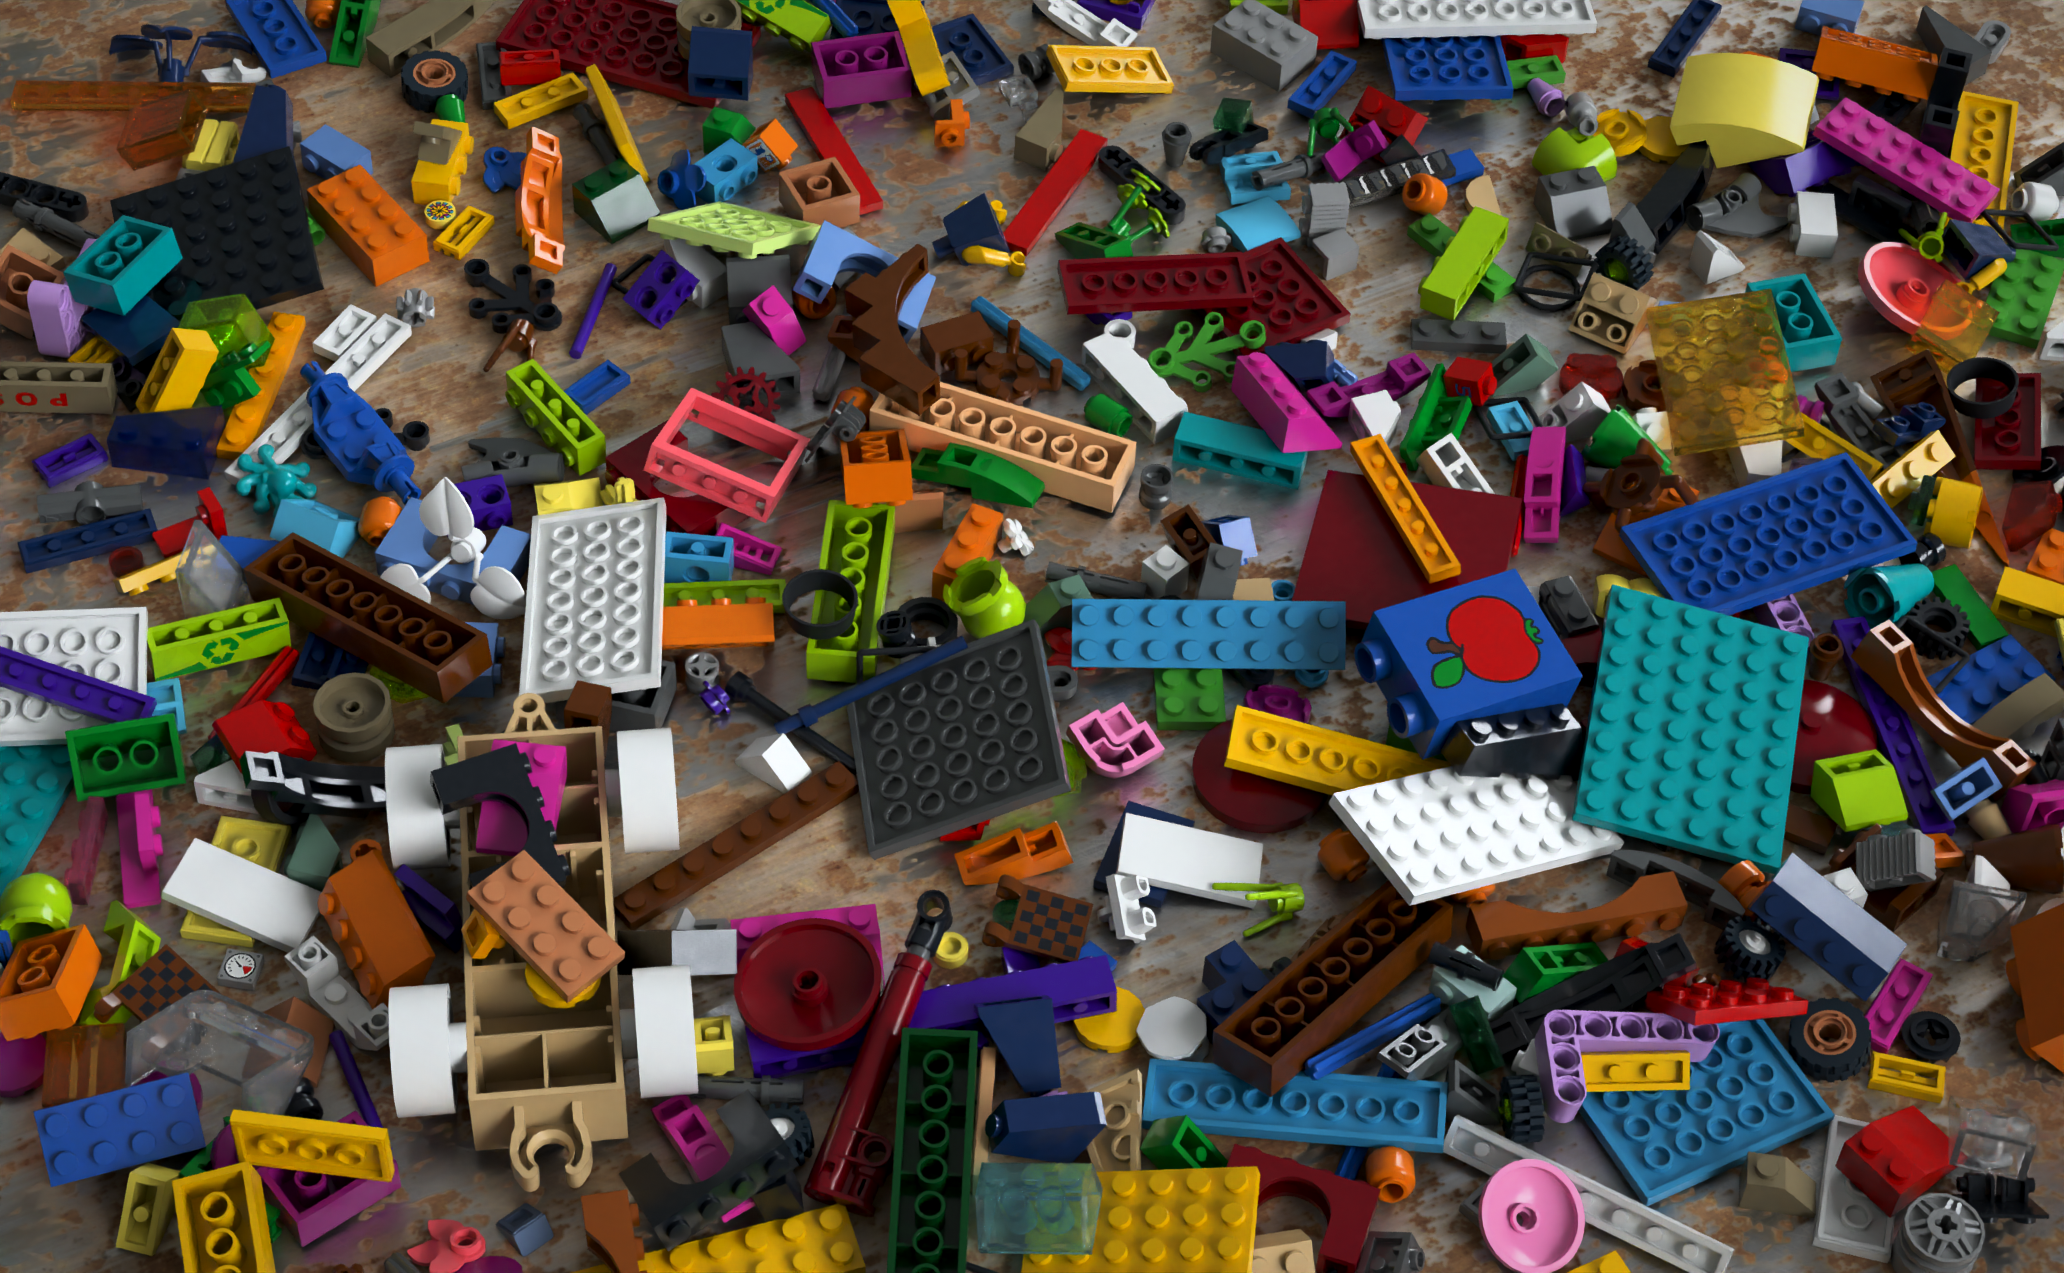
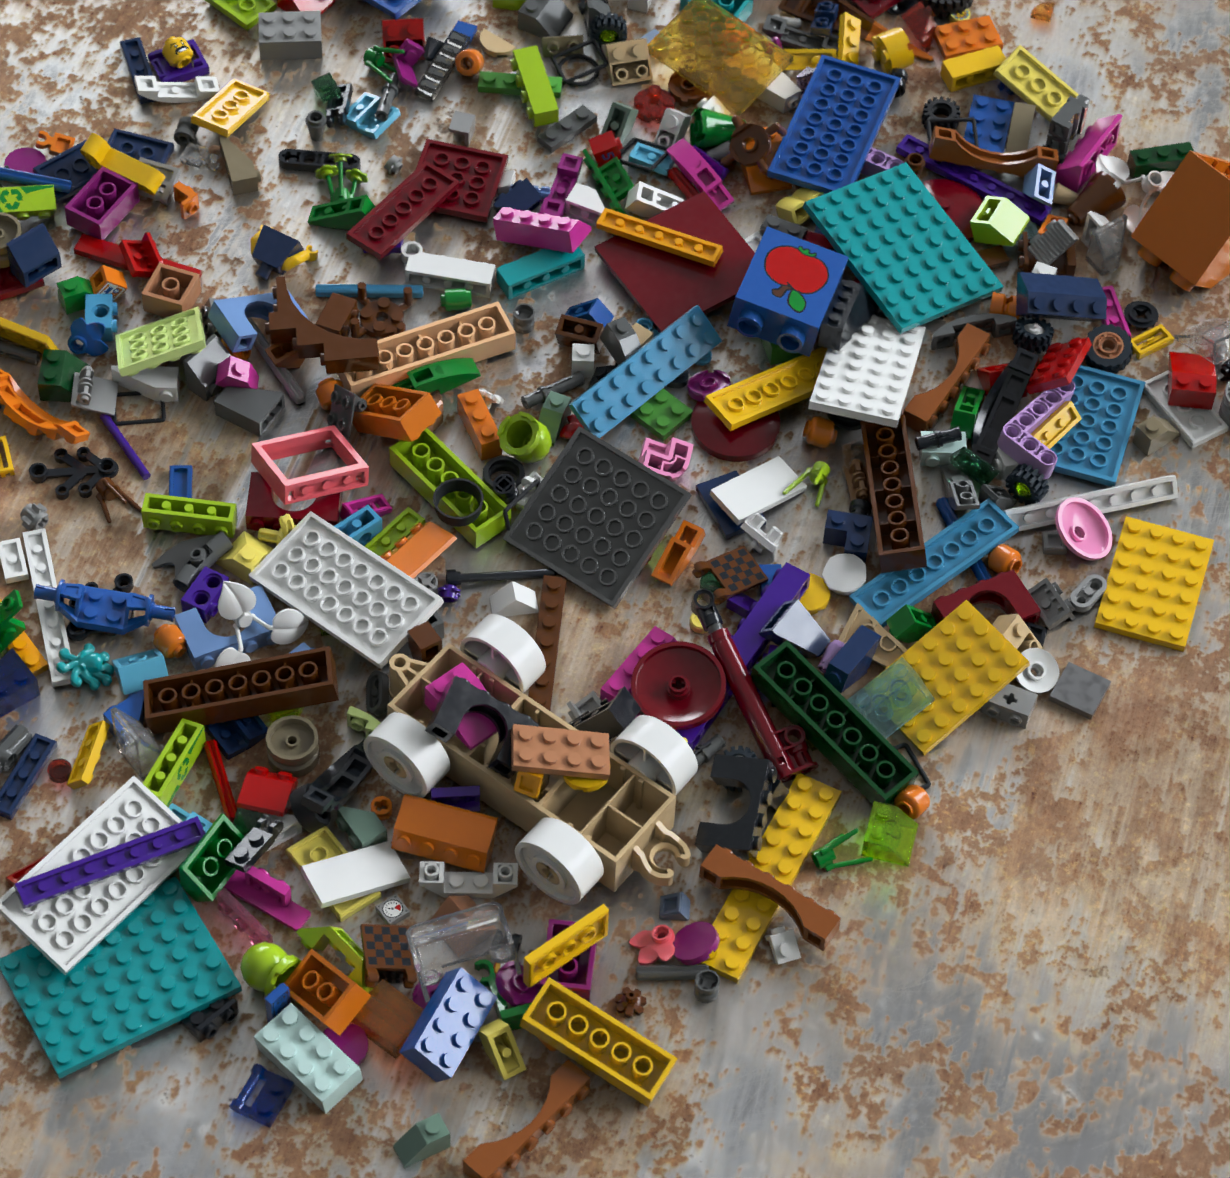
camera: 45 degrees left, 5 degrees up
(173, 538) = (76, 722): red bracket -> none
(179, 775) = (254, 844): none -> black hinge
(354, 1079) = (518, 913): dark purple bar -> none
(622, 236) = (94, 392): none -> light grey hinge
(657, 286) = (151, 405): dark purple brick -> none
(695, 1142) = (712, 801): dark pink slope -> none
(756, 384) = (277, 422): dark red gear -> none
(809, 715) = (507, 563): dark blue bar -> none
(831, 140) = (141, 256): none -> red bracket
(1054, 191) = (279, 195): red tile -> none
(1202, 351) = (462, 231): bright green plant -> none
(1257, 224) = (404, 140): medium azure slope -> none
(1322, 84) = (344, 37): blue plate -> none
(1324, 210) = (439, 109): light grey brick -> none
(1372, 1036) = (930, 505): blue axle -> none
(1886, 591) = (906, 115): teal cone -> none
(1920, 500) = (868, 54): clear green bracket -> none
(1953, 585) = (927, 90): green tile -> none

